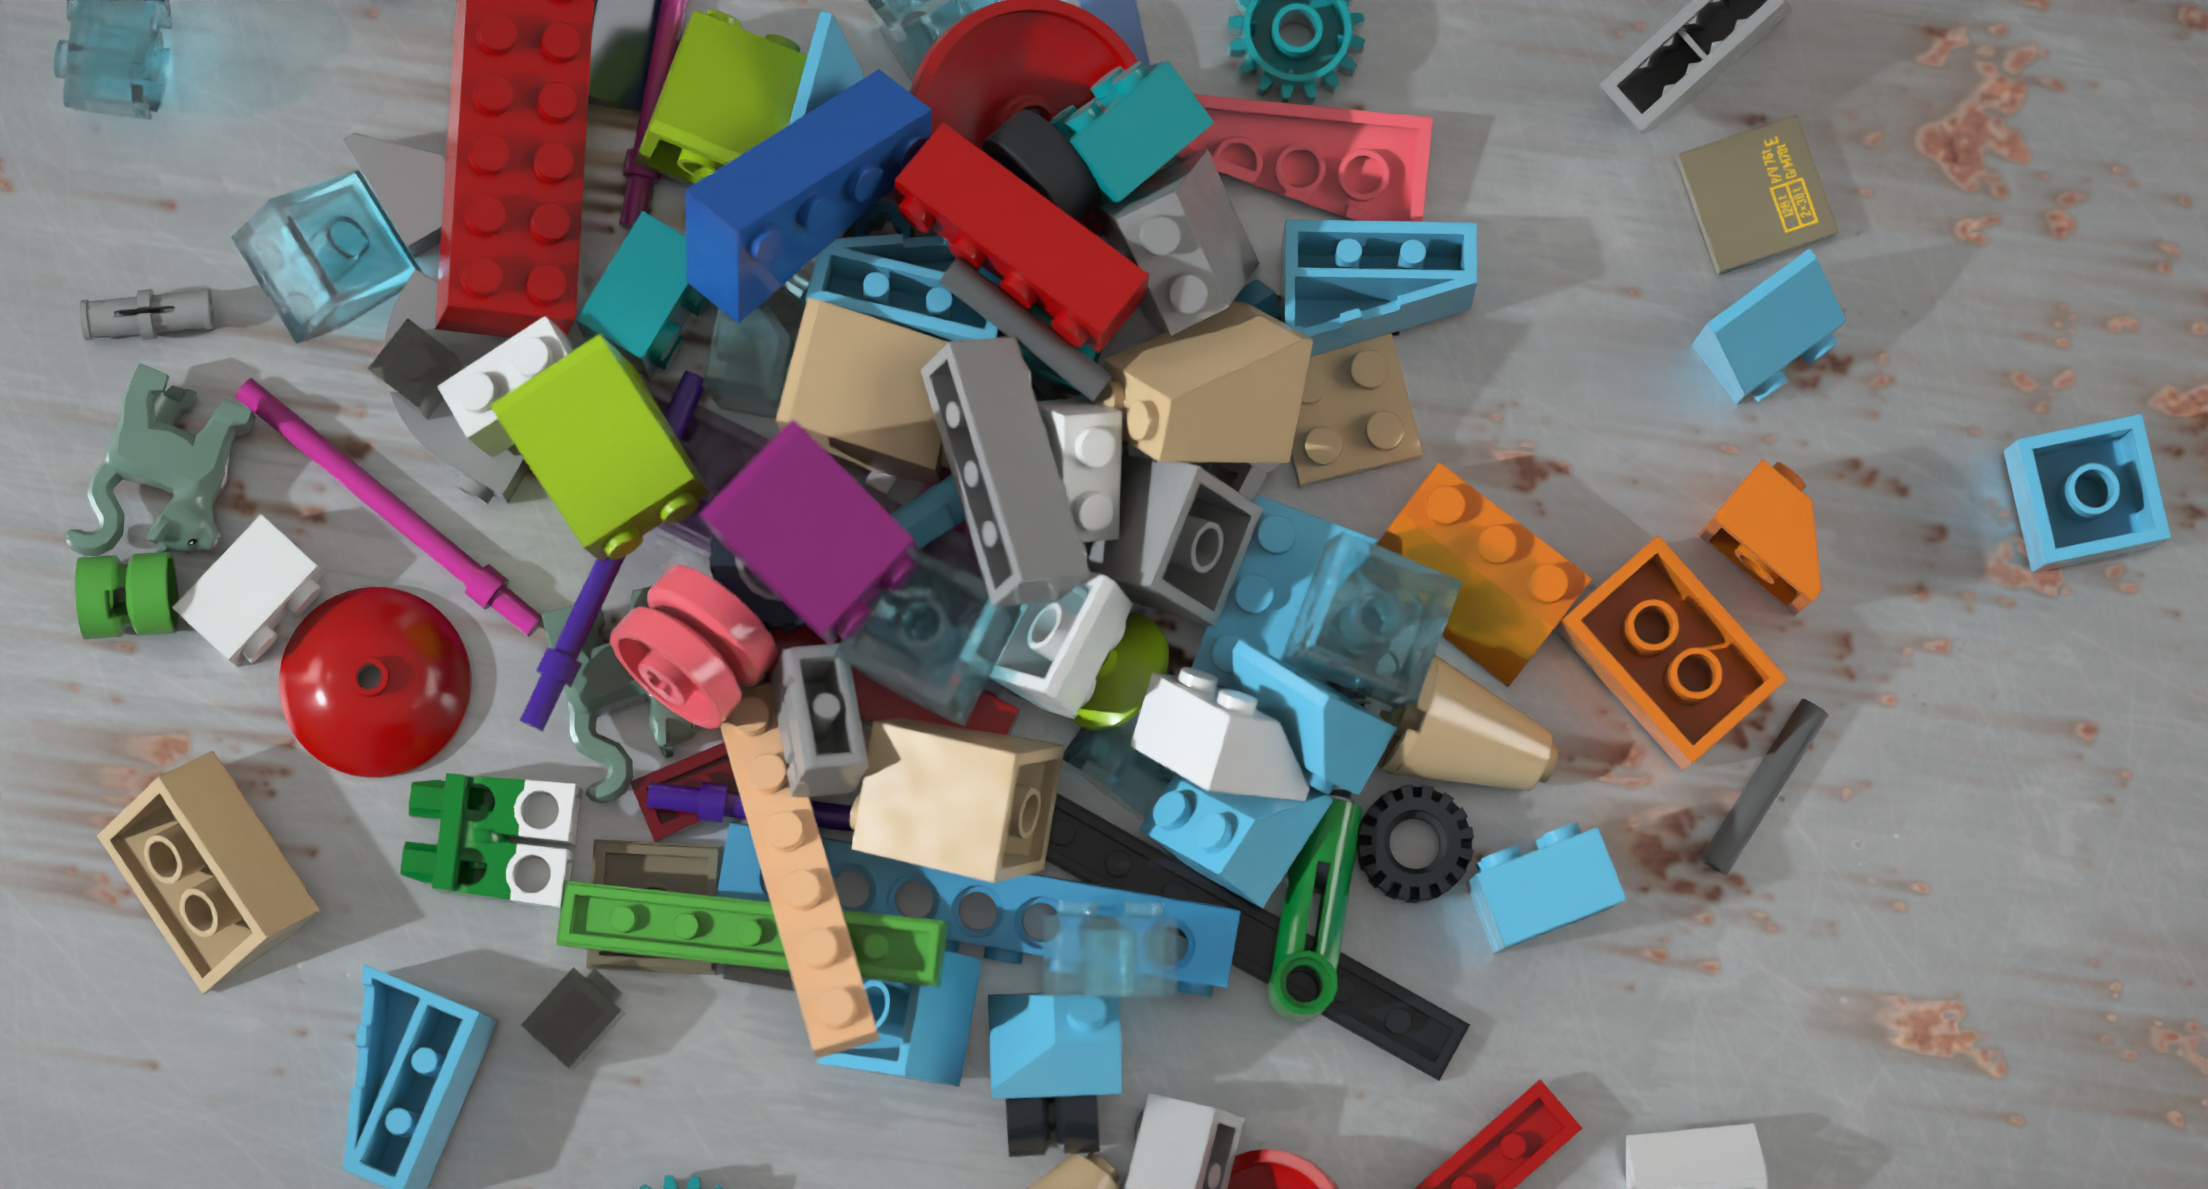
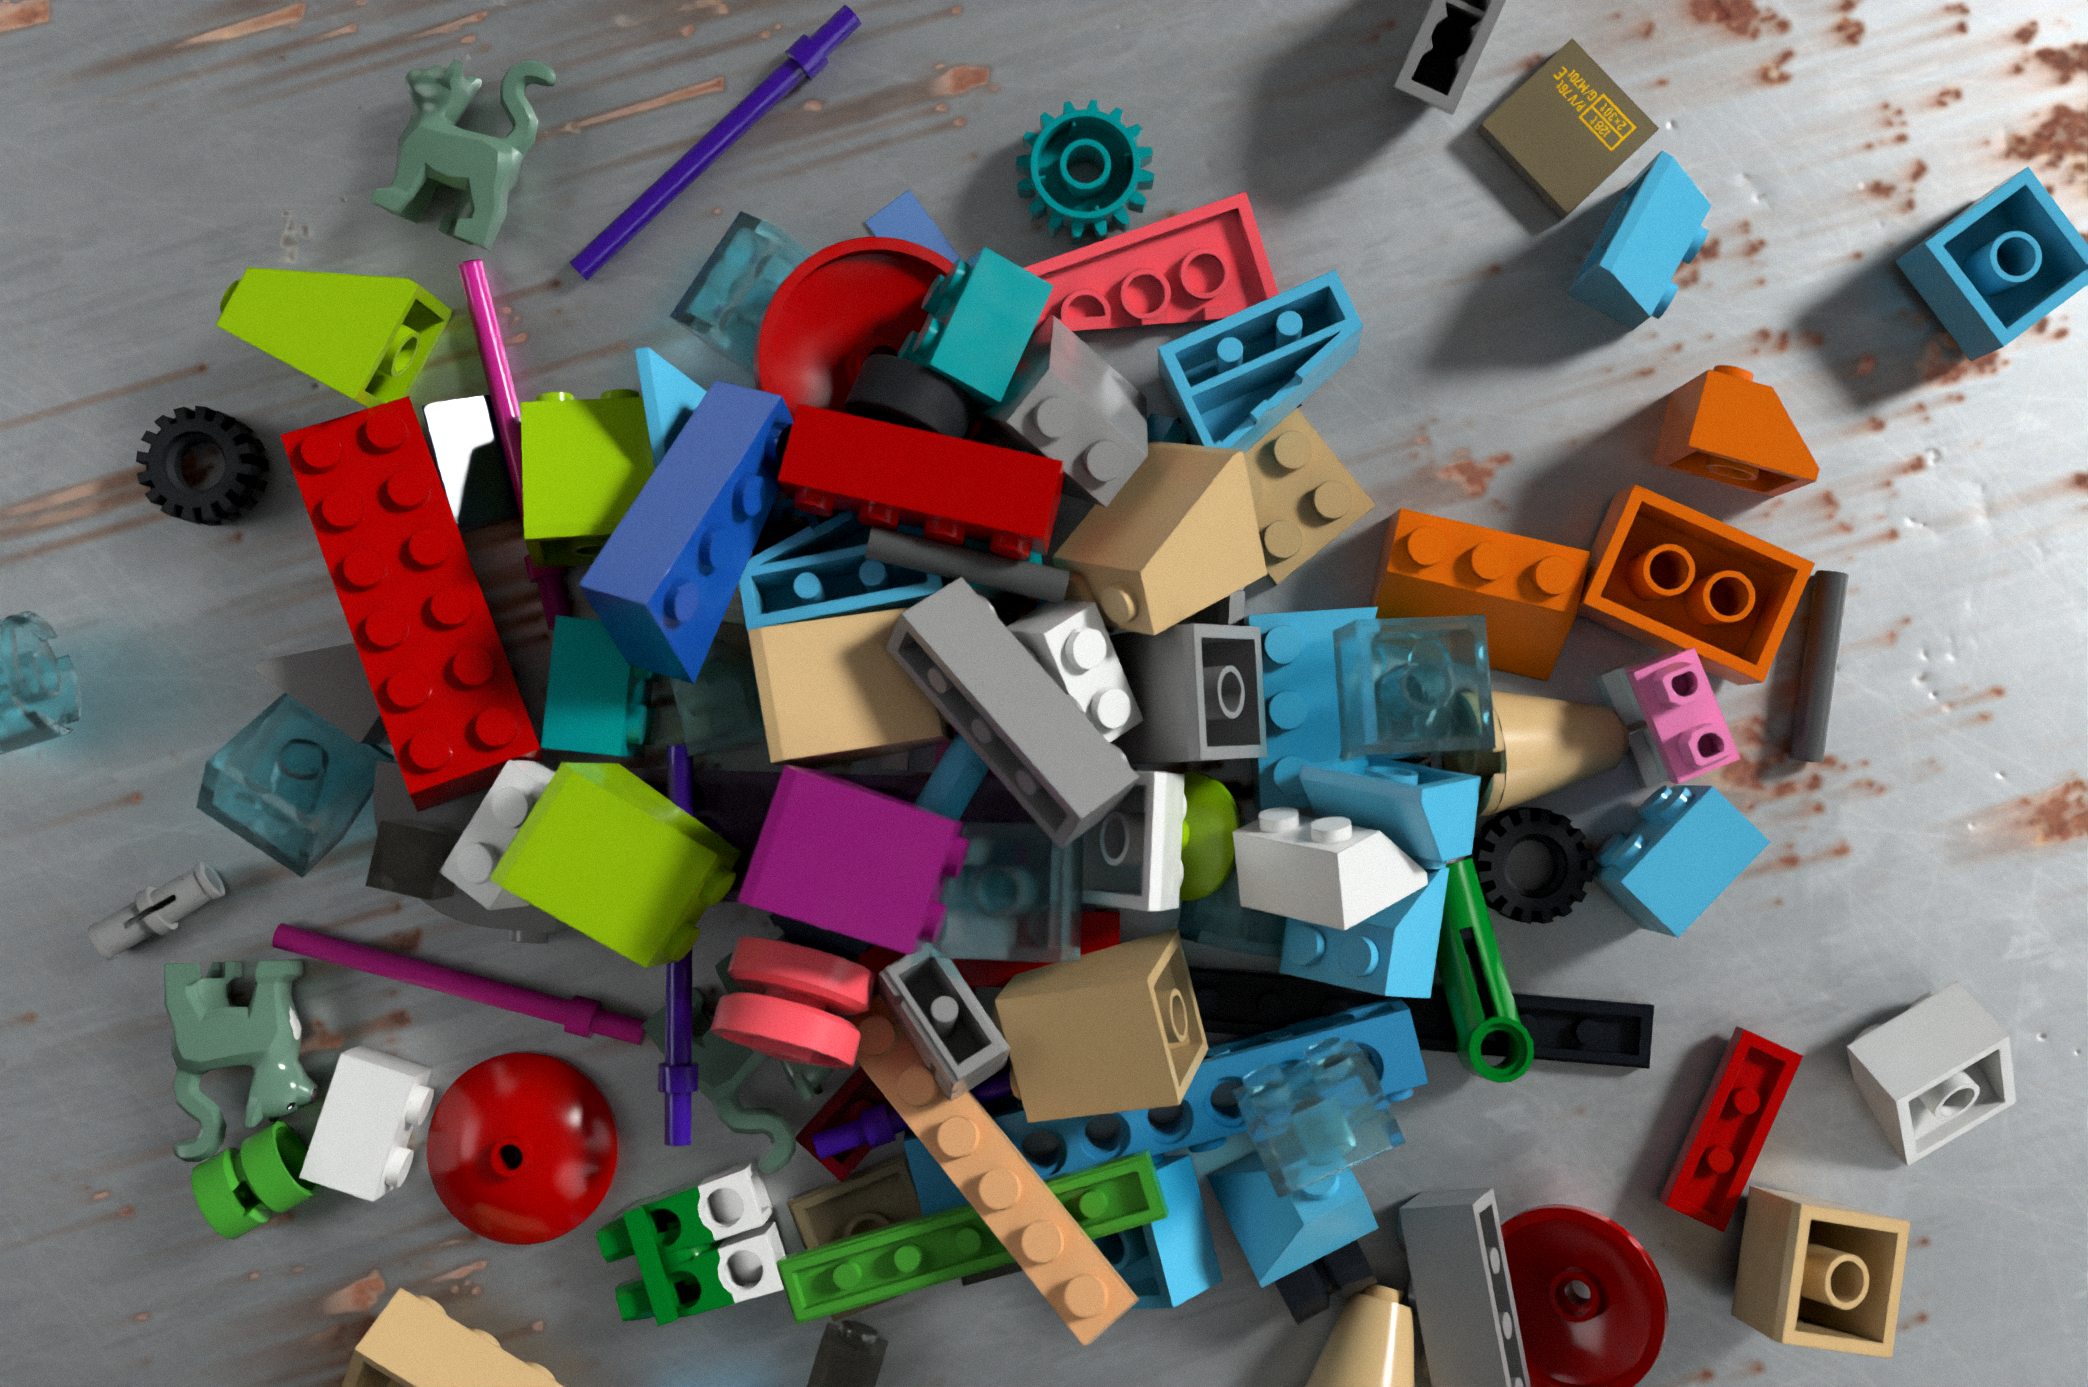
camera: 15 degrees left, 5 degrees up
(1600, 750) = (1682, 716): none -> bright pink hips

